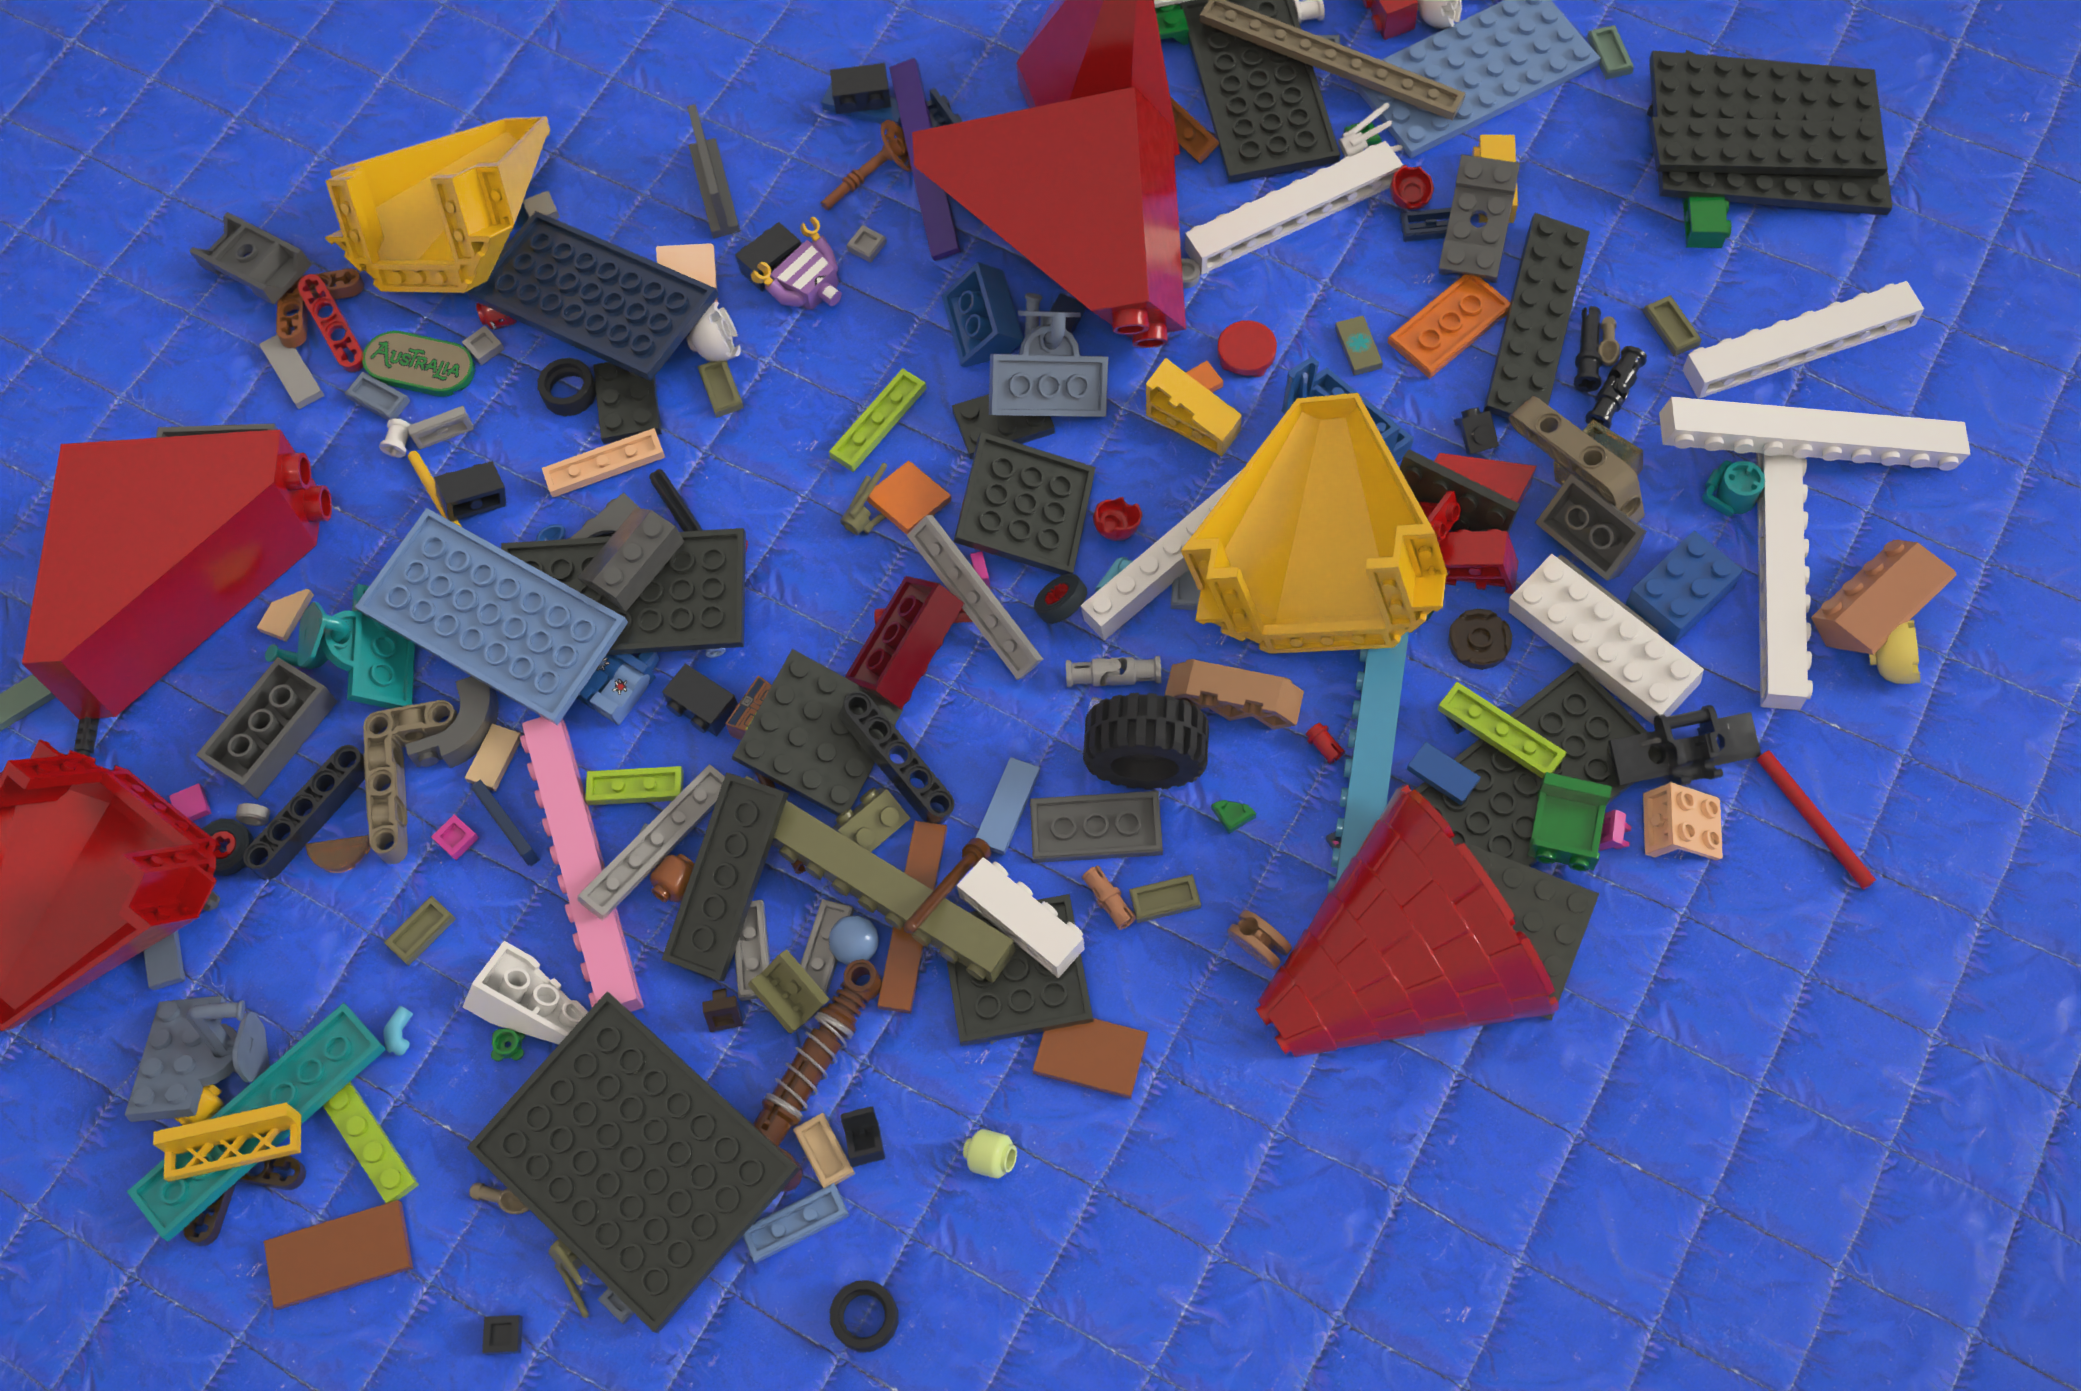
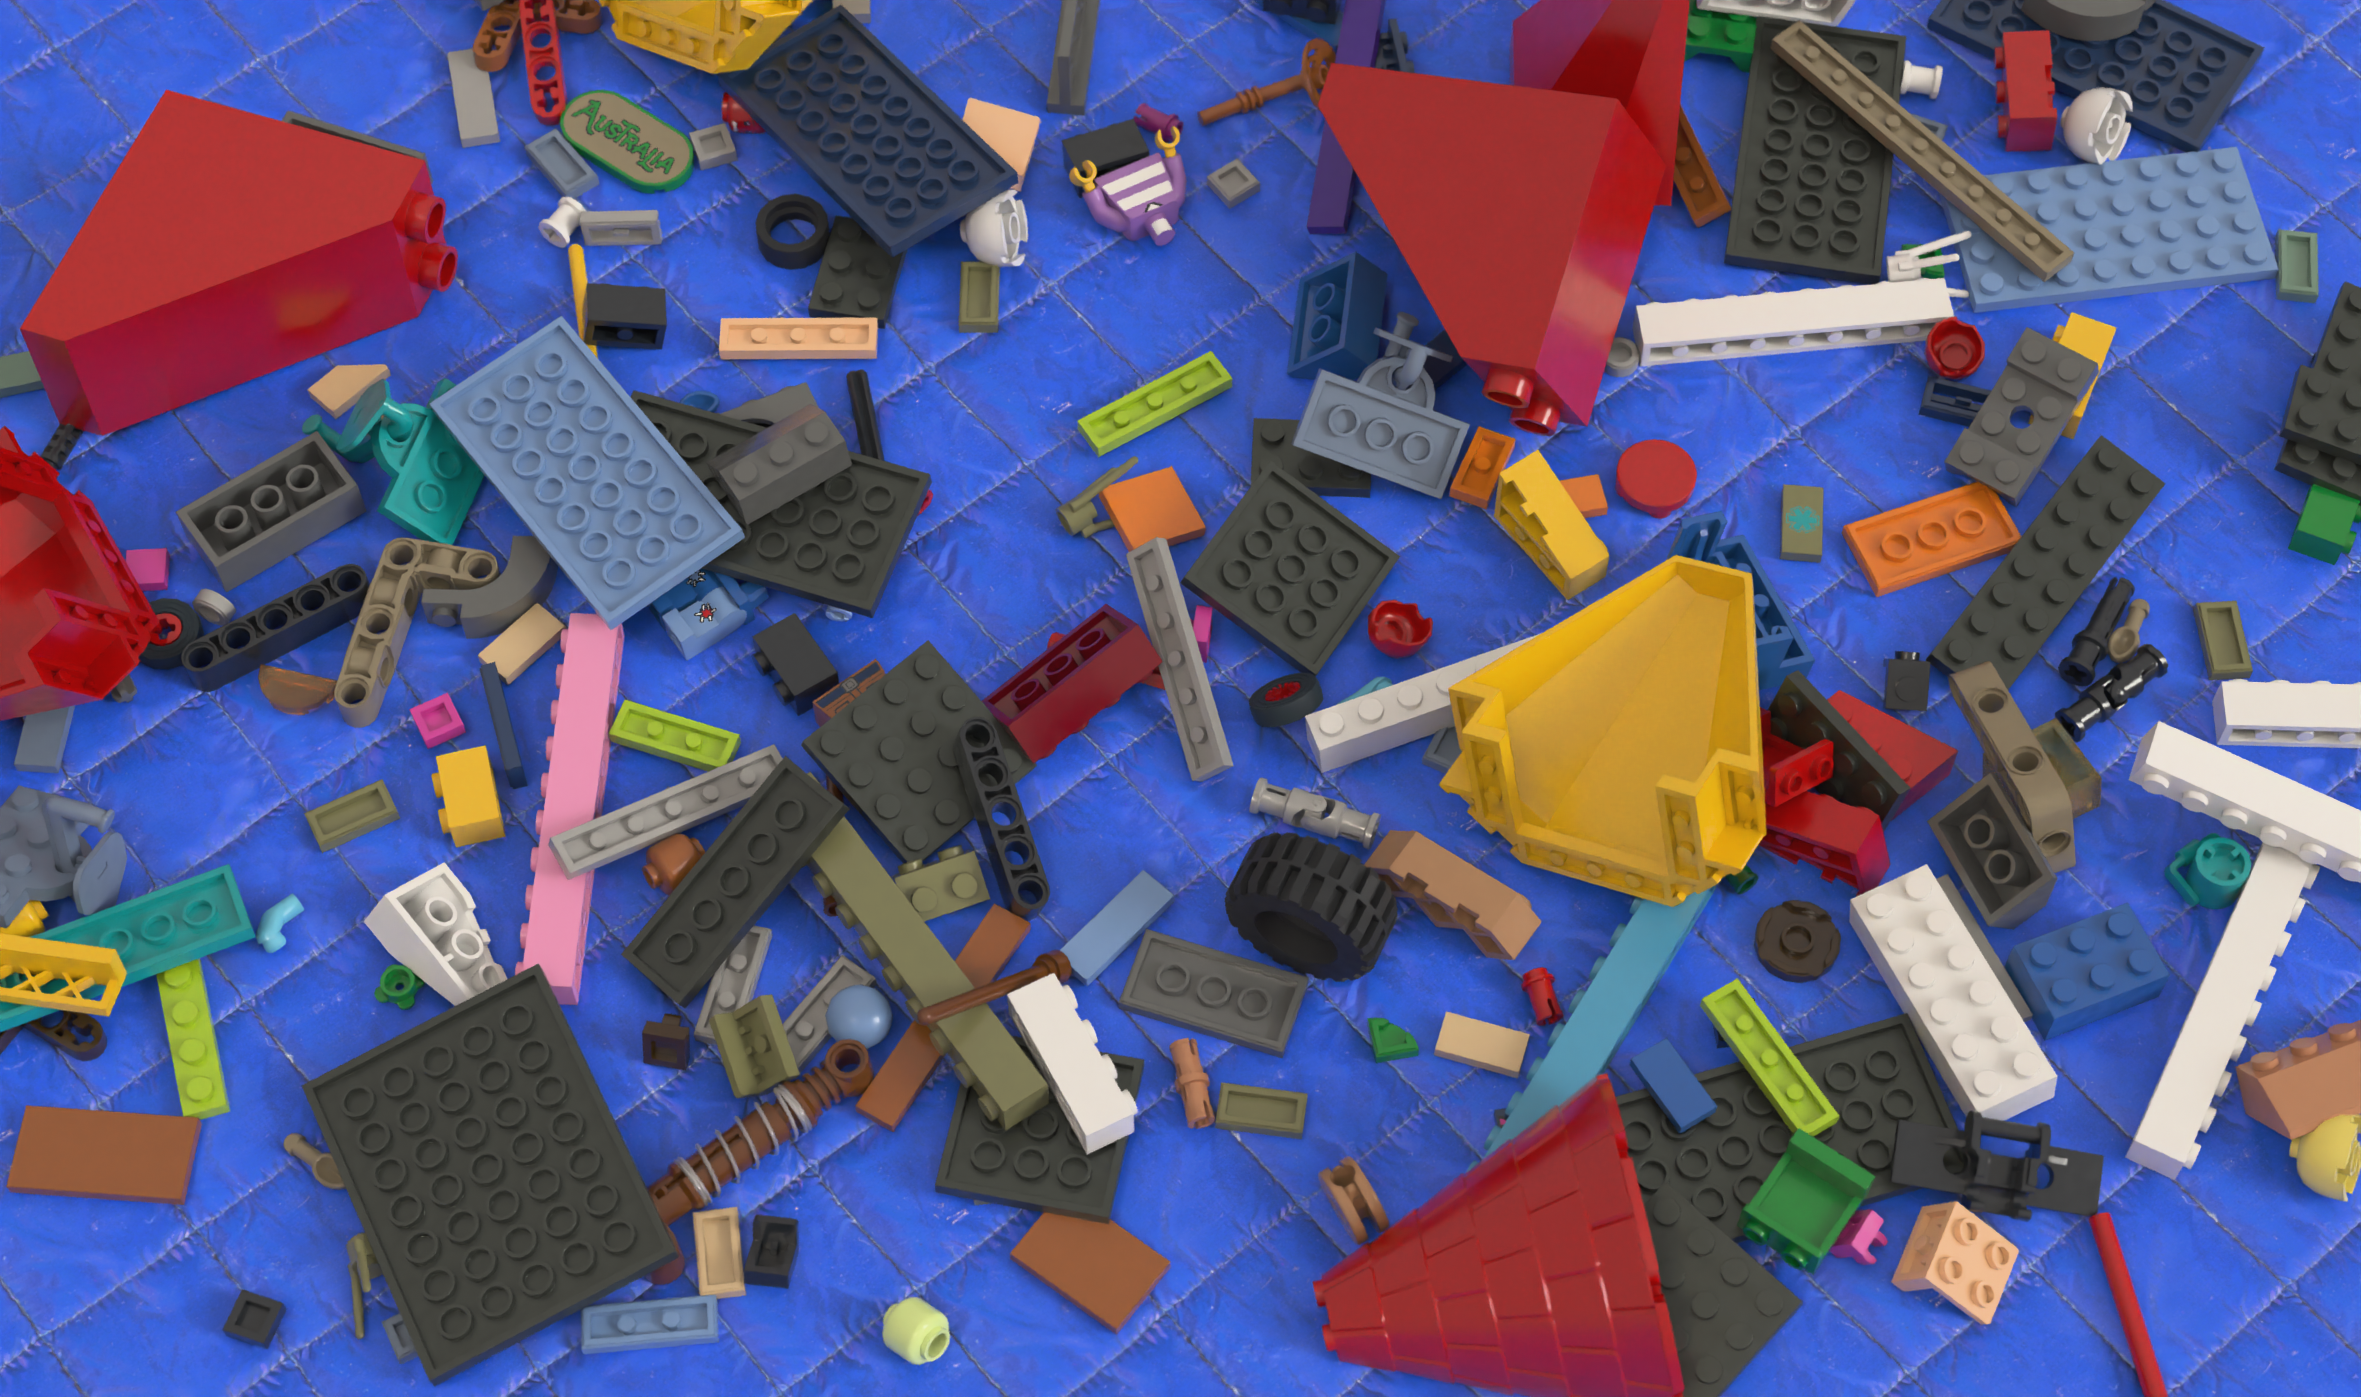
camera: 15 degrees right, 5 degrees down
(502, 885) = (469, 796): none -> yellow brick
(795, 218) = (1155, 120): none -> magenta pin
(1125, 384) = (1481, 467): none -> orange plate
(1297, 793) = (1481, 1044): none -> tan tile

